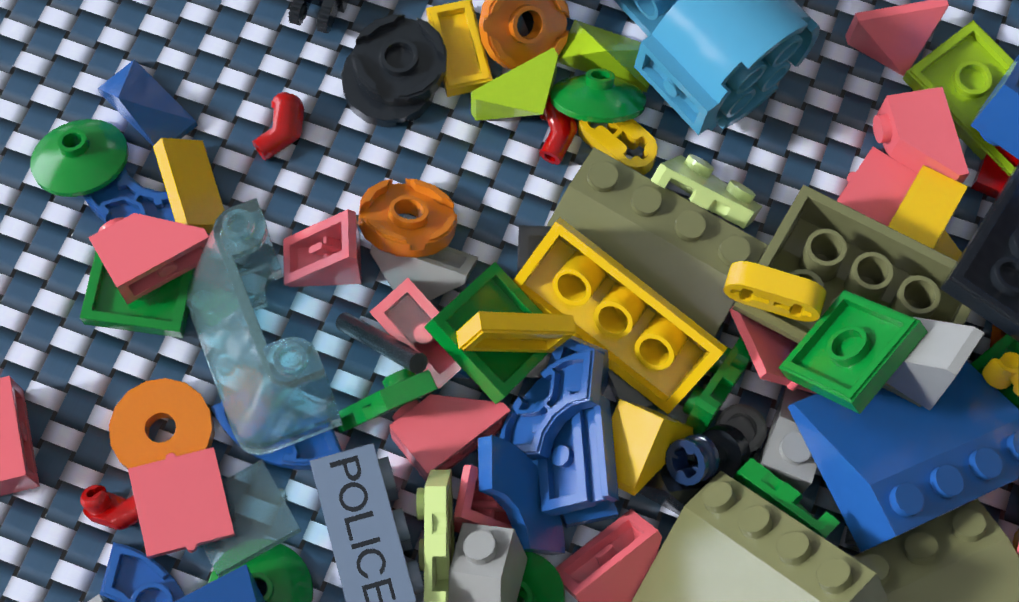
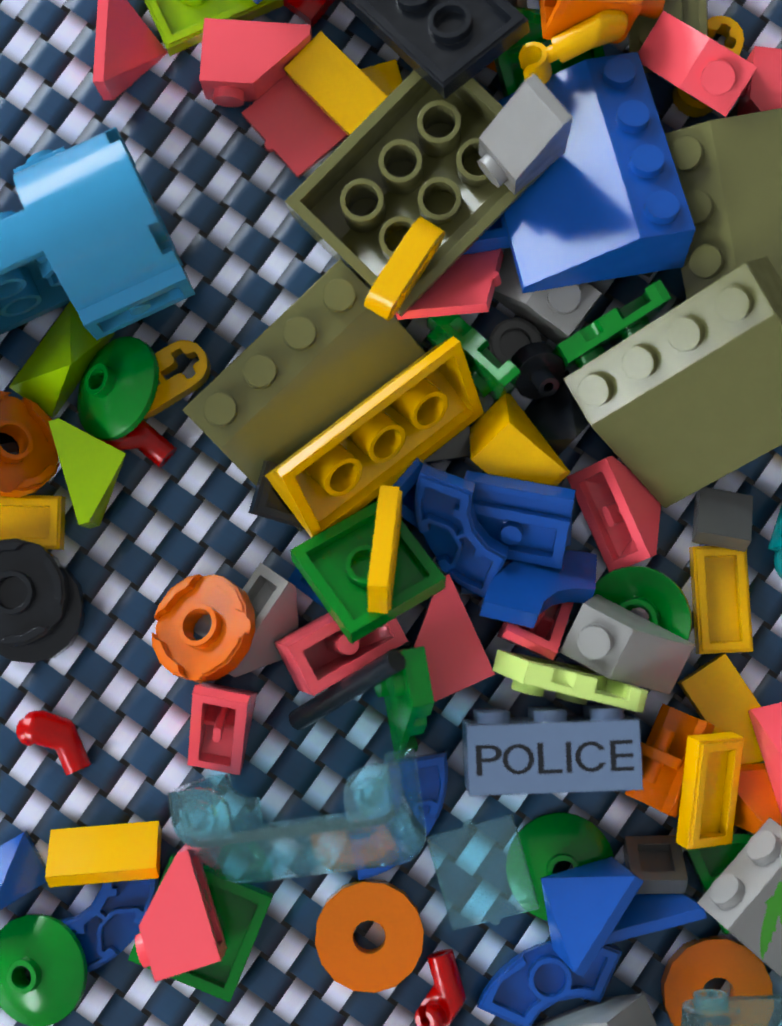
camera: 70 degrees left, 15 degrees up
(181, 502) = (457, 931): coral piece -> none
(679, 466) = (543, 414): dark blue bush -> none
(695, 177) = (260, 296): yellowish green wing -> none
(853, 350) = (495, 210): green tile -> none

